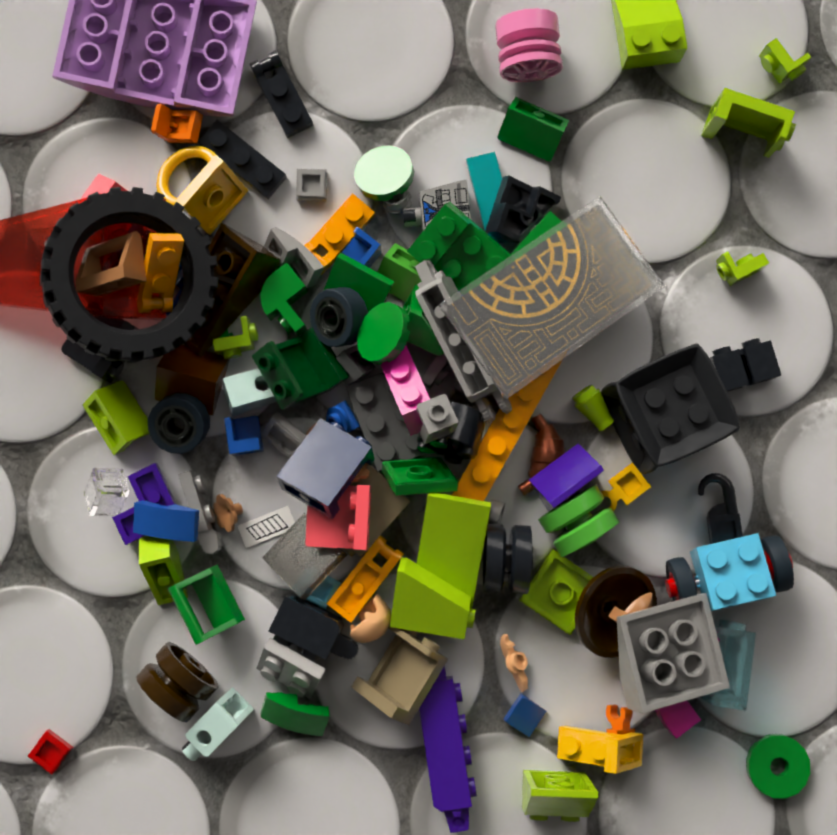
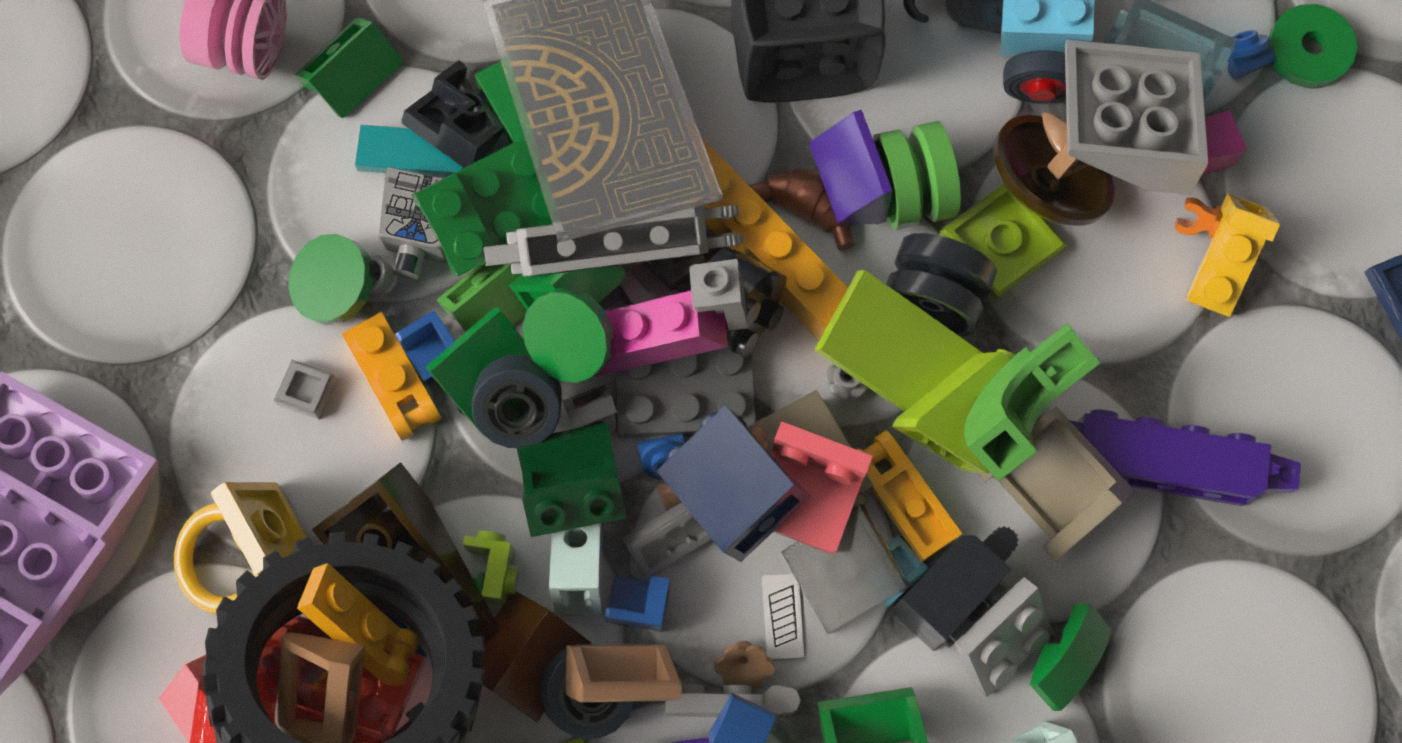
camera: 75 degrees left, 10 degrees down
(176, 125) = (136, 550): orange bracket -> none
(187, 439) = (621, 673): none -> medium nougat tile
(243, 159) = (249, 459): black plate -> none
(278, 295) = (452, 486): green brick -> none
(282, 95) = (154, 388): black plate -> none
(296, 255) = (402, 441): light grey slope -> none
(374, 619) = (968, 501): light nougat hair -> none
(419, 476) = (785, 364): green tile -> none
(438, 629) = (1010, 404): none -> bright green arch
(515, 662) = (1088, 329): light nougat piece -> none
(524, 715) = (1157, 342): blue slope -> none
(557, 794) = (1283, 323): lime slope -> none
(593, 407) = (763, 113): lime cone -> none
(626, 486) = (884, 104): yellow plate -> none
(755, 722) = (1249, 54): none -> blue plate

